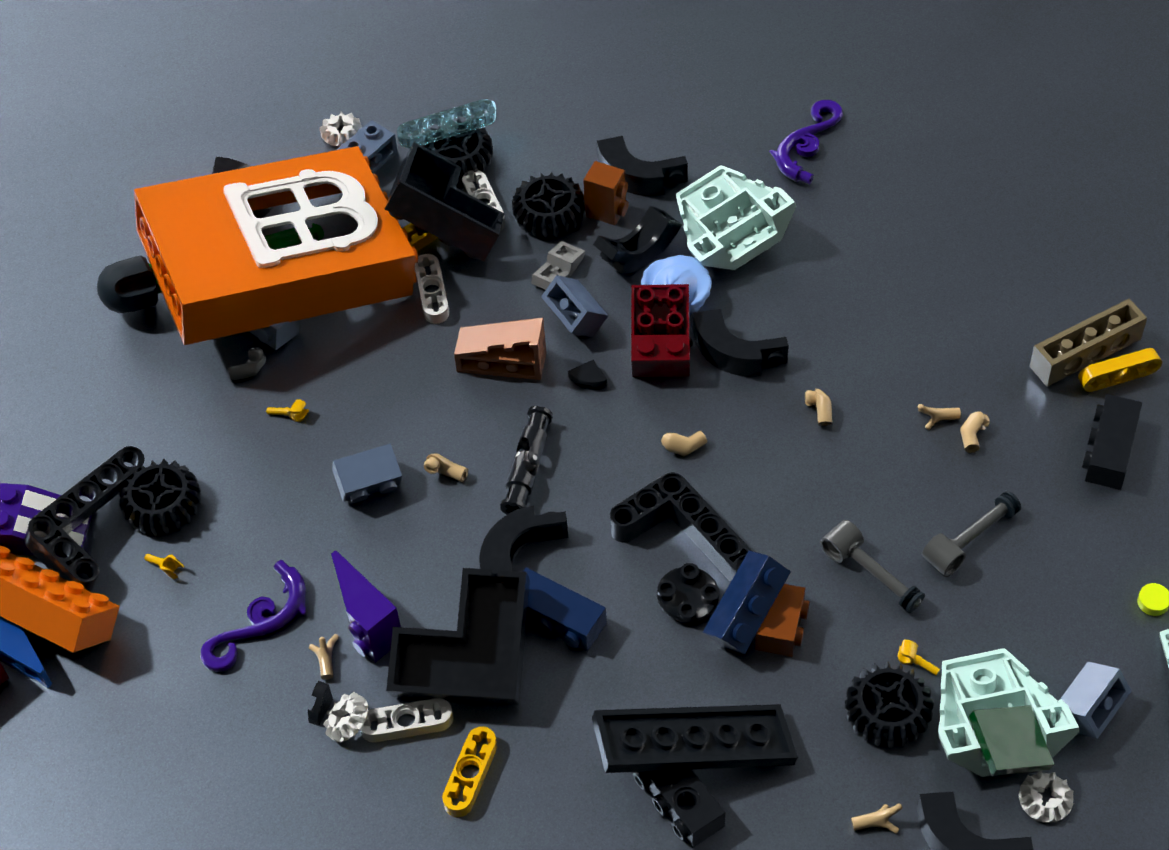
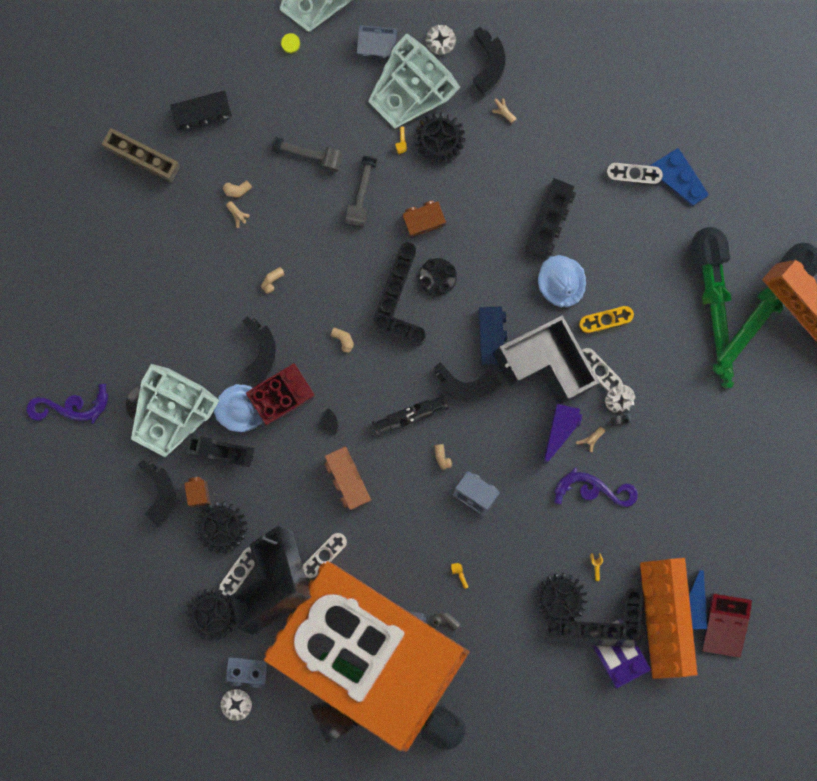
camera: 125 degrees left, 30 degrees up
(445, 119) = (204, 625): clear light blue beam -> none
(560, 261) = (262, 491): light grey slope -> none
(562, 737) = (562, 281): none -> light blue piece
(574, 306) = (291, 456): sand blue brick -> none
(693, 738) = (526, 214): black plate -> none
(746, 601) = (432, 236): dark blue brick -> none
(1011, 740) = (431, 63): tile -> none
(1120, 369) = (146, 131): yellow beam -> none

